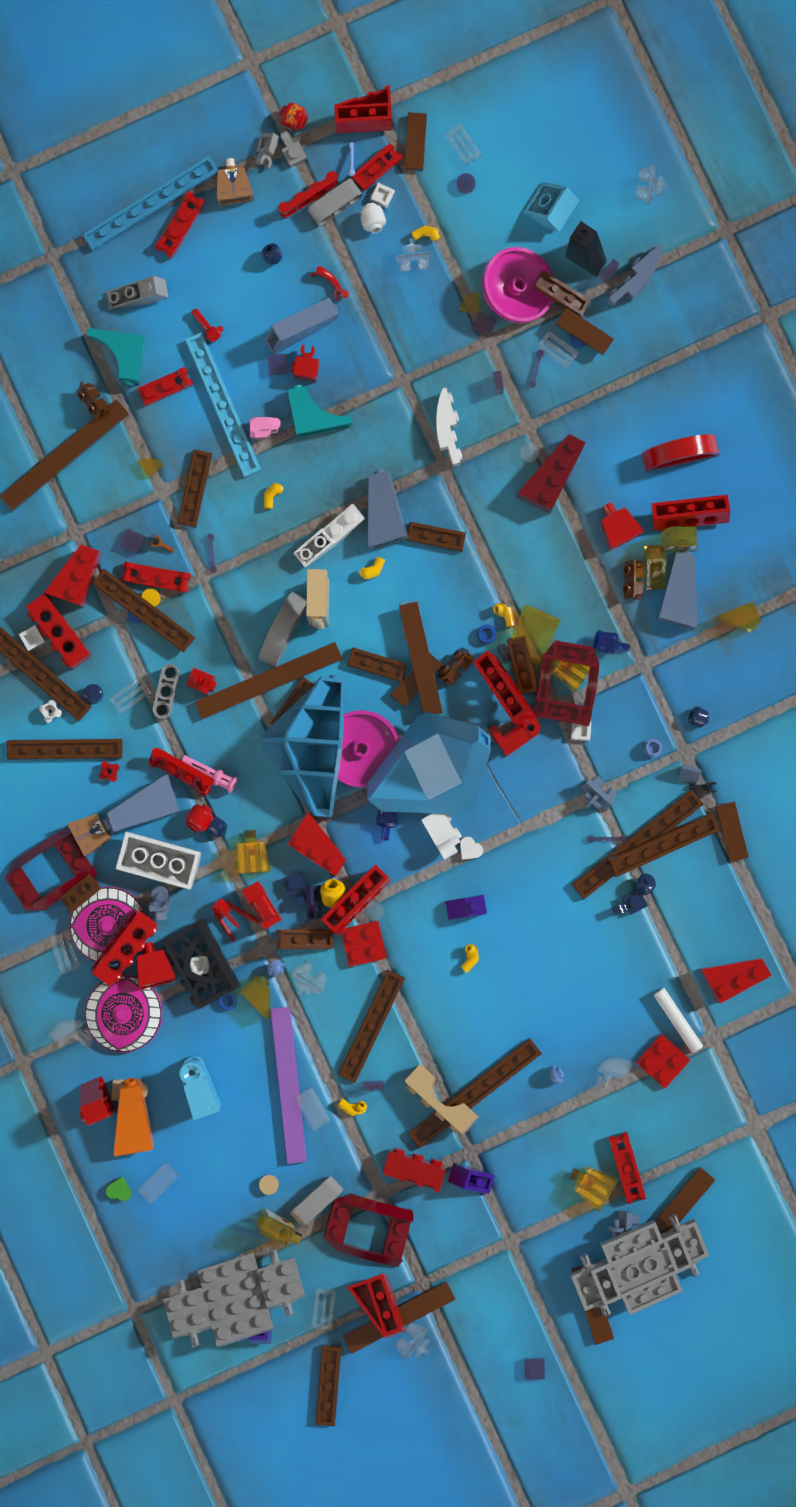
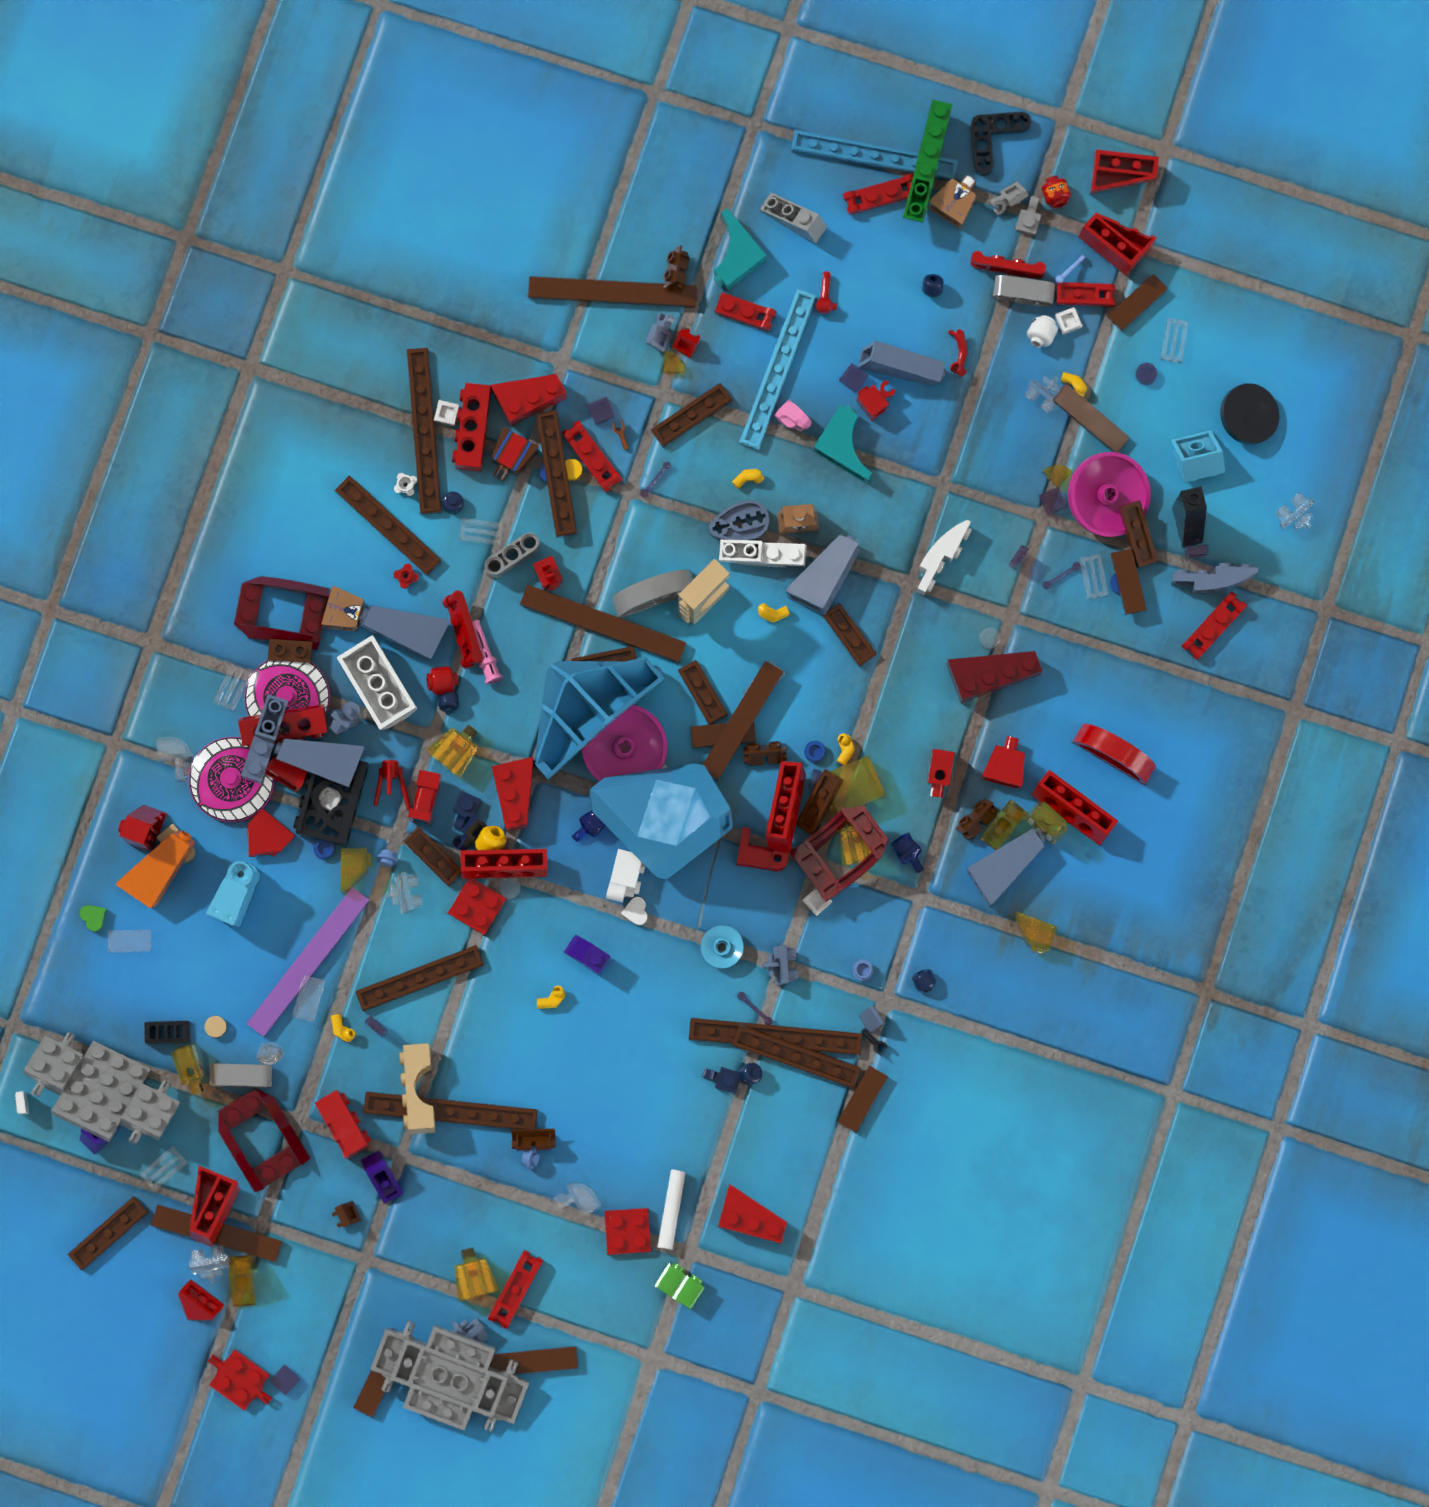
camera: 40 degrees right, 5 degrees down
(102, 624) = (512, 454): none -> torso
(121, 969) = (264, 739): none -> sand blue slope
(123, 455) = (659, 334): none -> sand blue plate
(146, 443) = (686, 342): none -> red tile
(173, 944) = (323, 759): none -> sand blue slope
(182, 1028) = (267, 835): none -> red slope
(190, 173) = (927, 161): none -> green slope
(191, 1356) = (22, 1103): none -> white tile
(210, 115) = (990, 129): none -> black beam
(228, 1230) = (167, 1040): none -> black slope
(288, 521) = (741, 510): none -> sand blue piece
(321, 1168) = (269, 1053): none -> clear hat
(322, 61) = (1121, 169): none -> red wedge
(330, 492) = (797, 519): none -> medium nougat torso
(431, 1373) = (199, 1303): none -> red slope
(445, 1332) = (242, 1280): none -> clear yellow slope
(459, 246) = (1090, 418): none -> reddish brown tile
(472, 1224) = (347, 1214): none -> reddish brown tile
(505, 1397) = (239, 1379): none -> red plate
(552, 1054) = (526, 1138): none -> reddish brown hinge
(555, 811) = (726, 936): none -> medium azure dish
(558, 147) = (1249, 414): none -> black piece
(574, 564) = (940, 761): none -> red torso
(666, 308) = (1214, 625): none -> red plate
(731, 1064) = (680, 1286): none -> bright green brick

